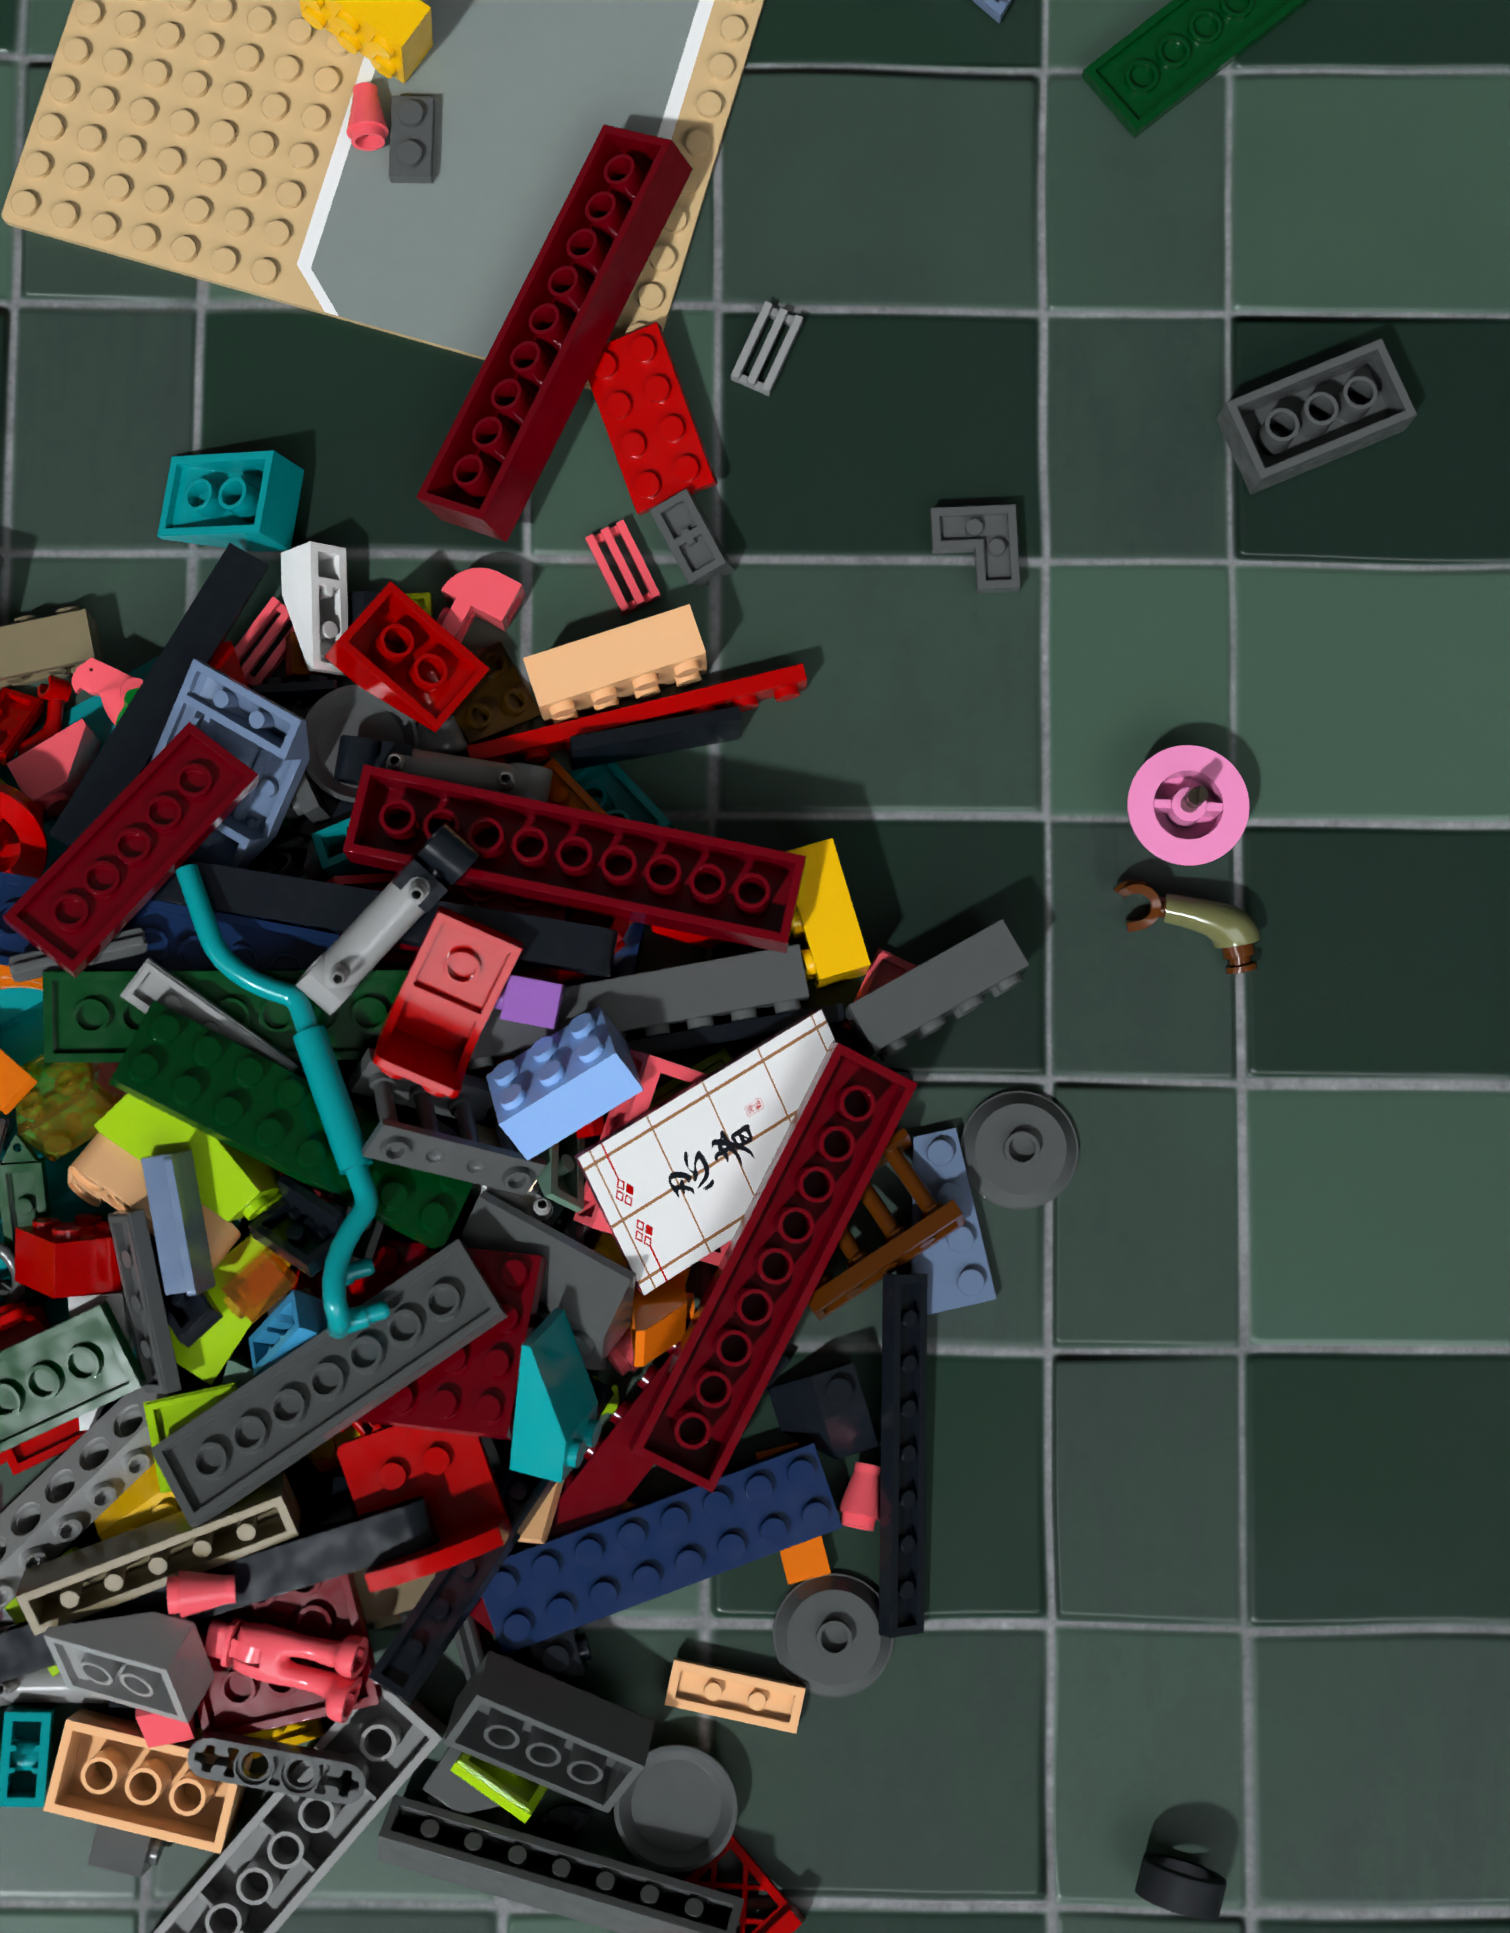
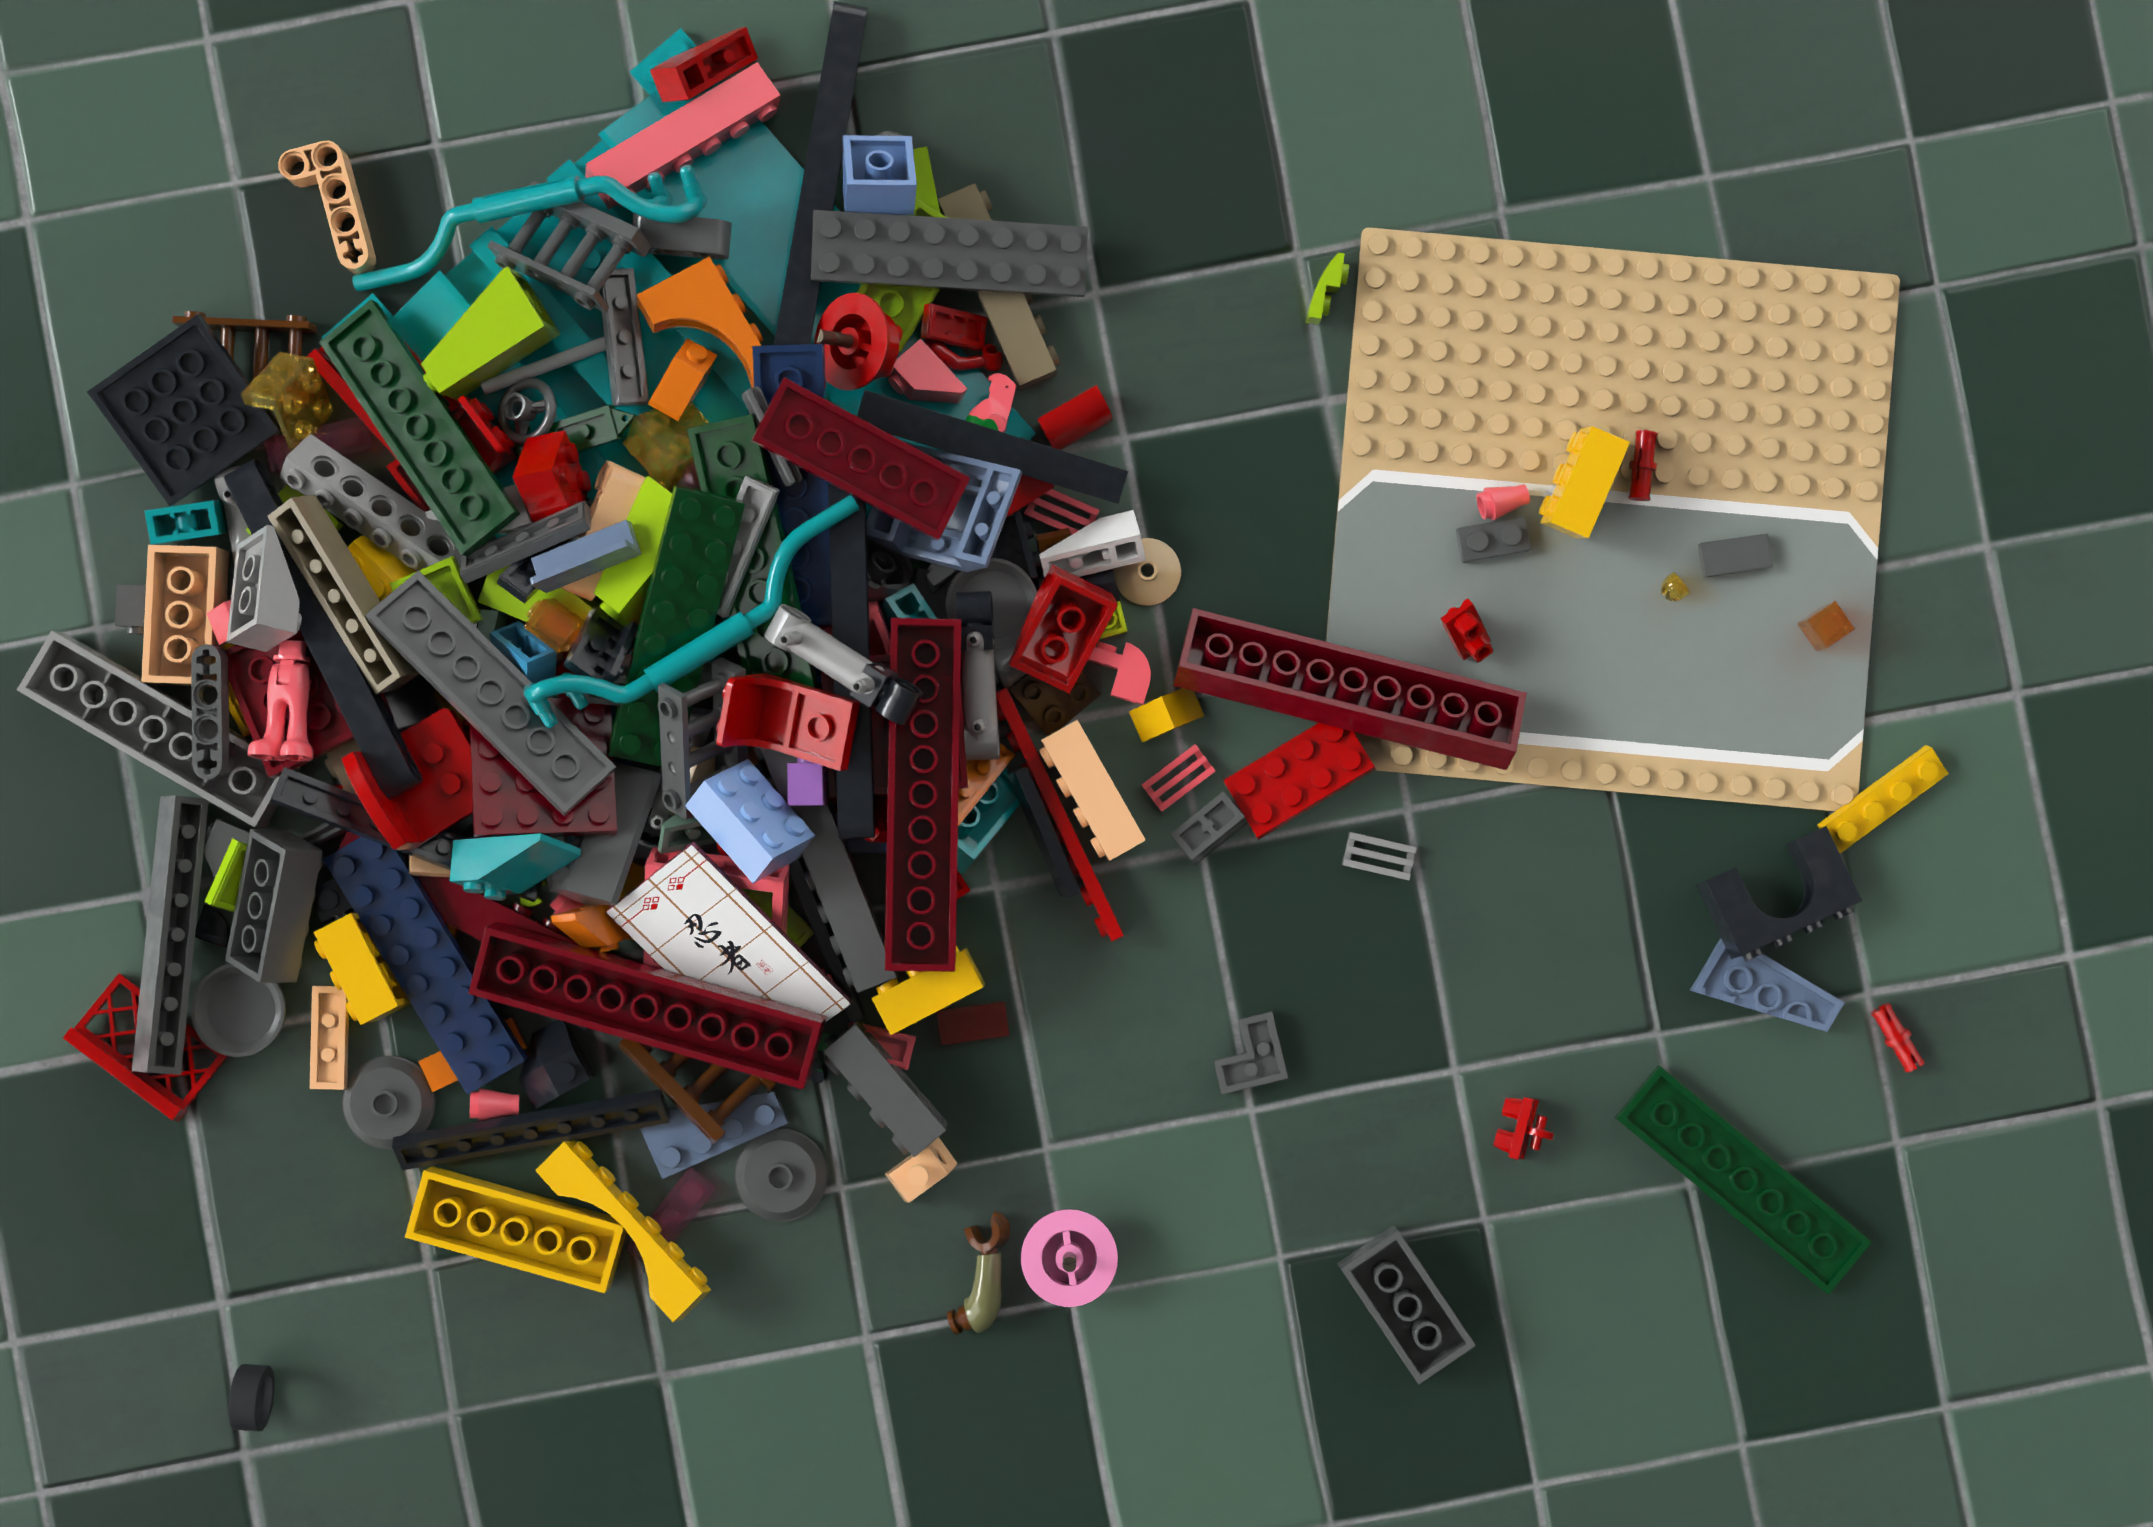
camera: 75 degrees right, 5 degrees up
(58, 270) = (1334, 275): none -> lime slope
(150, 599) = (1075, 419): none -> red brick
(198, 1592) = (320, 631): coral cone -> none
(232, 500) = (1168, 461): teal slope -> none
(384, 556) = (1152, 589): none -> tan dish
(515, 184) = (1467, 632): none -> red hips
(541, 567) = (1166, 713): none -> yellow slope
(654, 1634) = (359, 970): none -> yellow brick
(875, 874) = (973, 1023): none -> clear red tile
(1026, 1495) = (516, 1229): none -> yellow brick
(1047, 1298) = (680, 1206): none -> clear pink plate
(1050, 973) = (921, 1172): none -> light nougat torso
(1128, 1305) = (671, 1280): none -> yellow arch
(1143, 254) = (1517, 1142): none -> red hips

